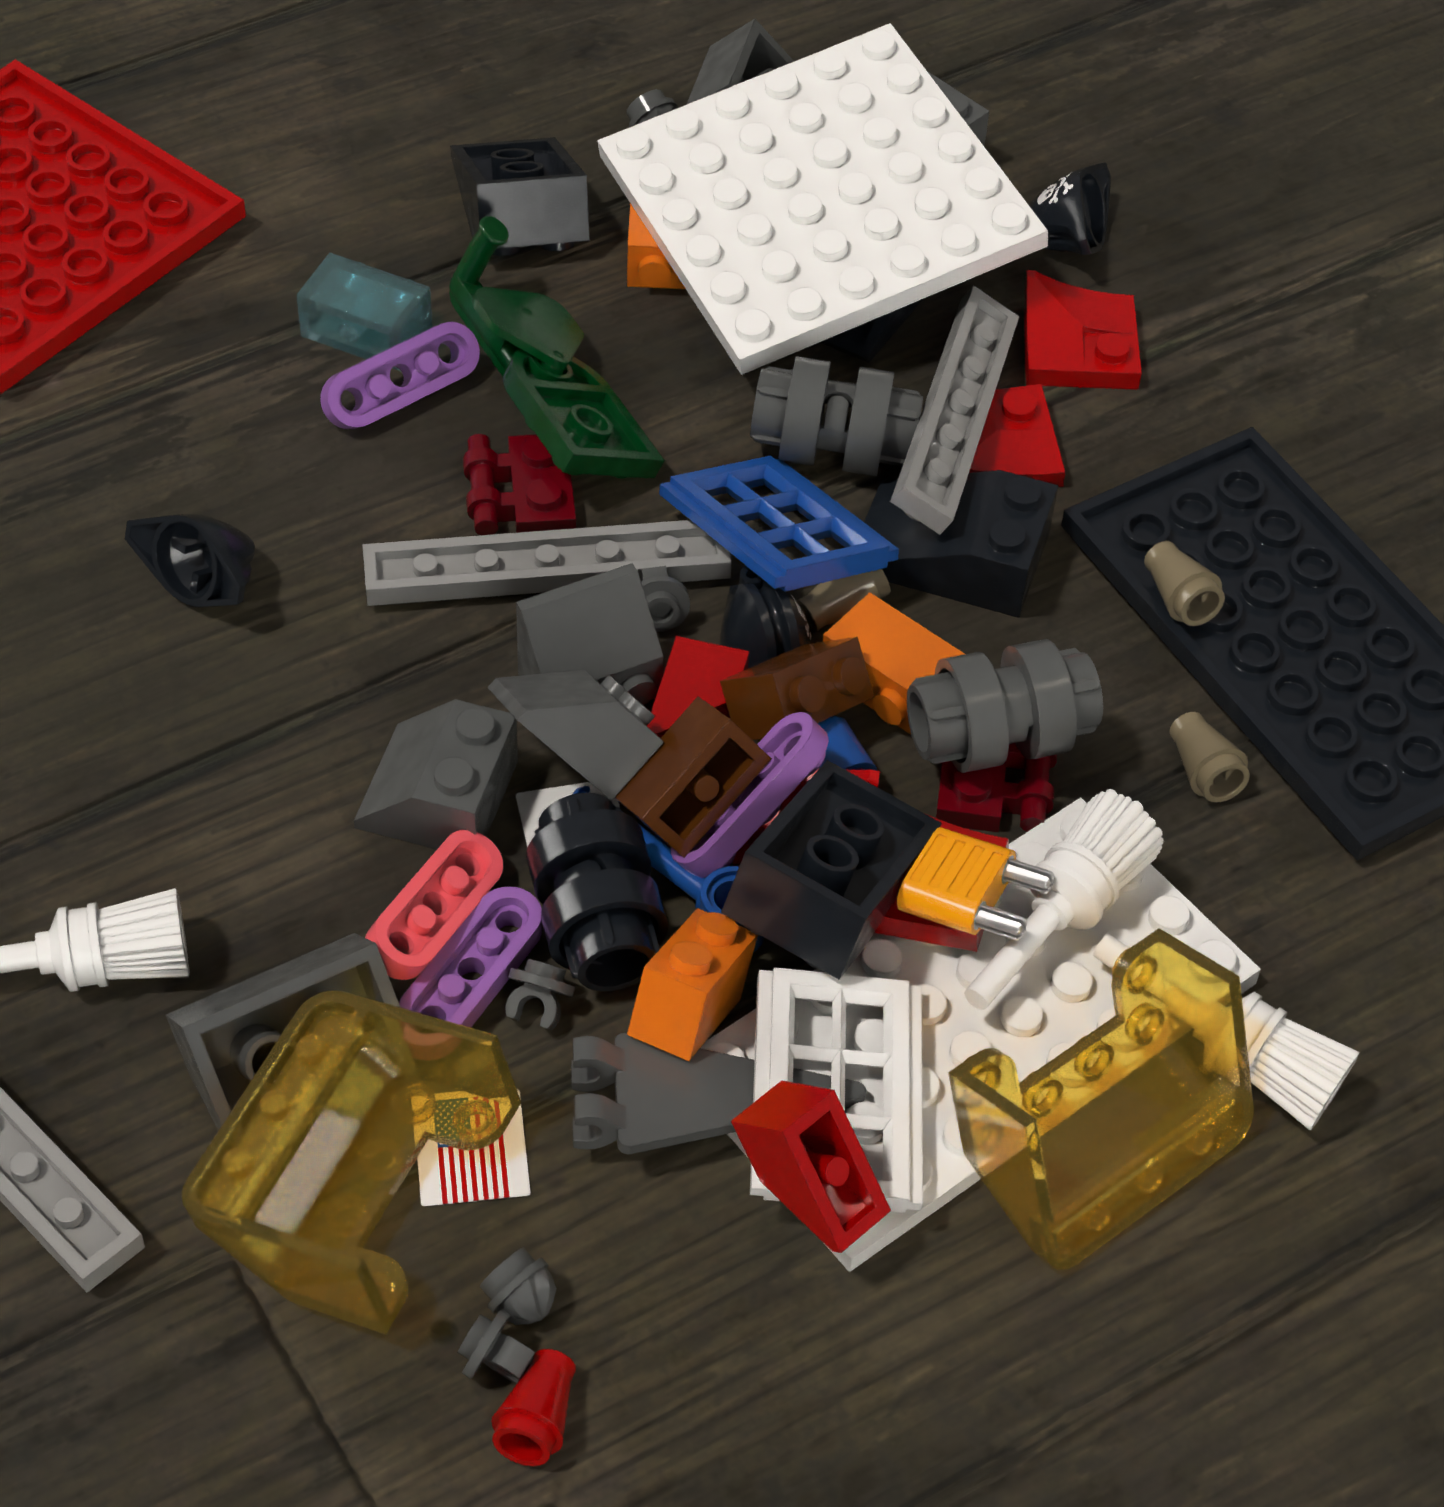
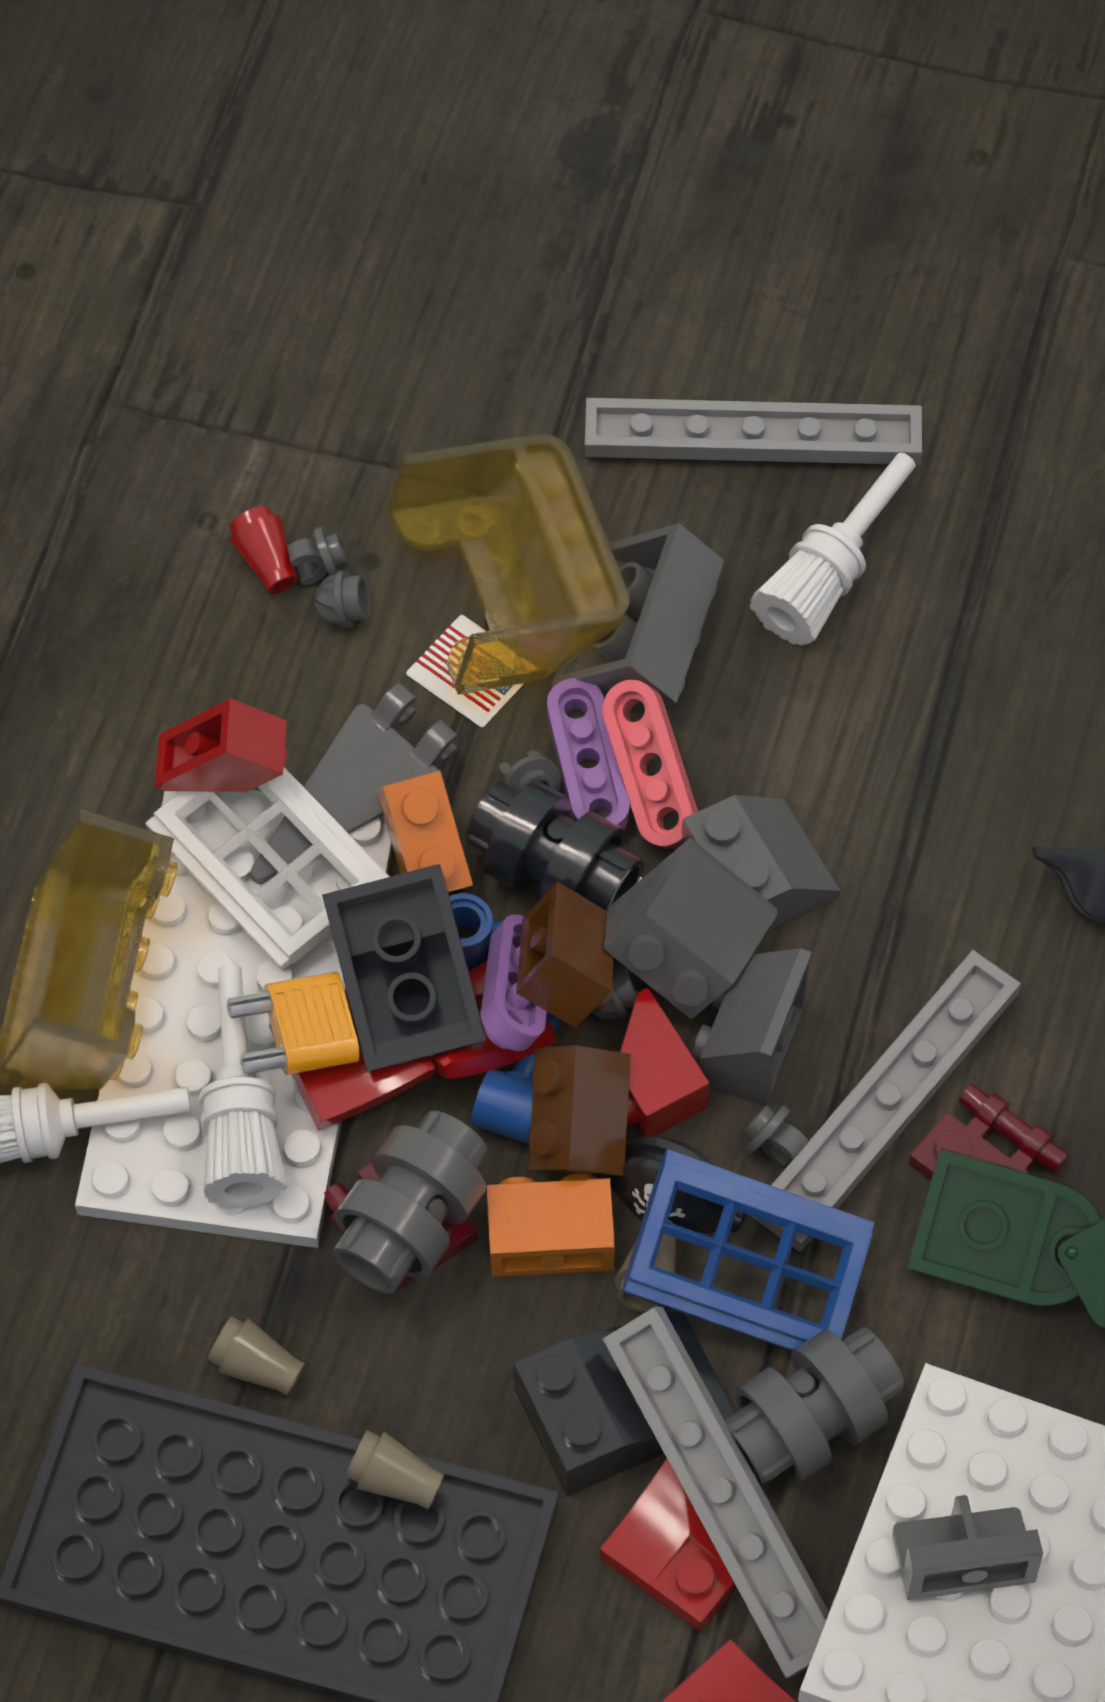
camera: 140 degrees right, 10 degrees up
(860, 206) = (966, 1551): none -> dark grey panel

